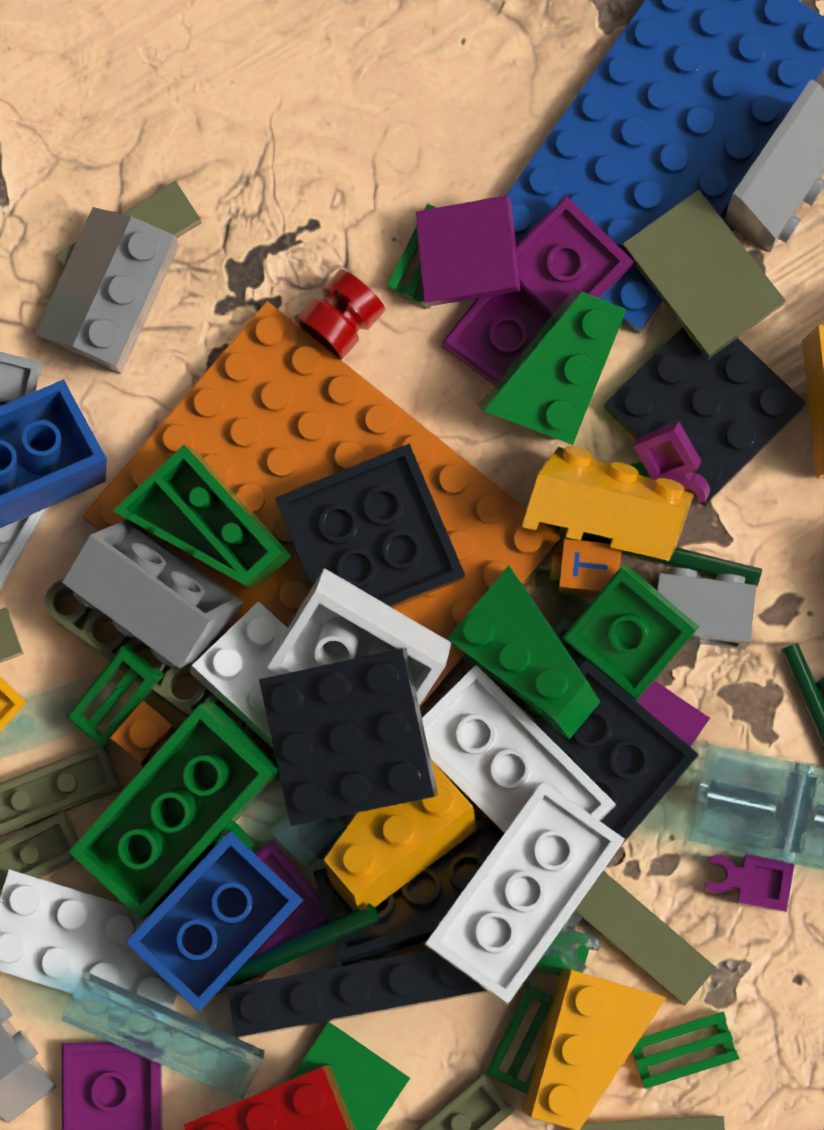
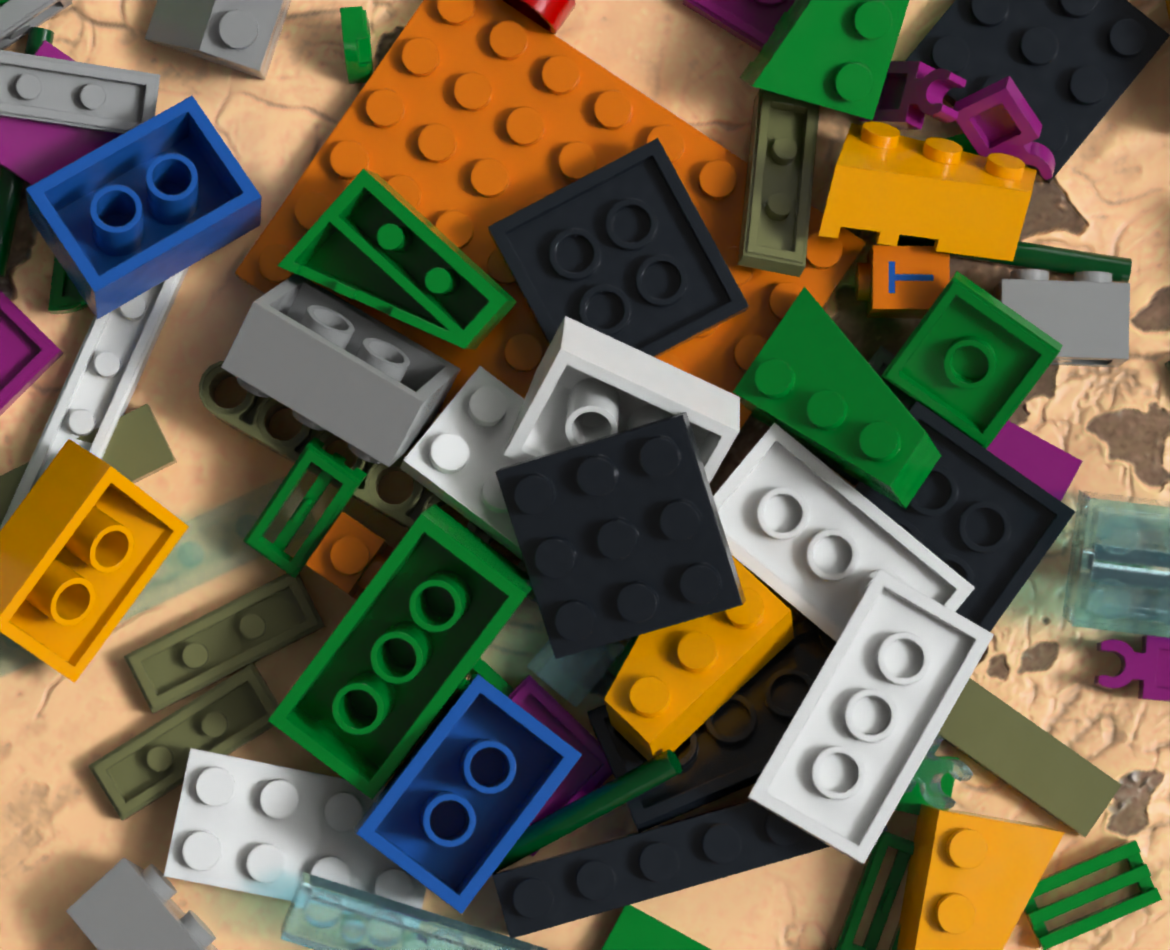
camera: 10 degrees left, 5 degrees up
(192, 353) = (357, 44): none -> green tile
(498, 486) = (779, 184): none -> olive tile
(605, 427) = (912, 92): none -> magenta plate

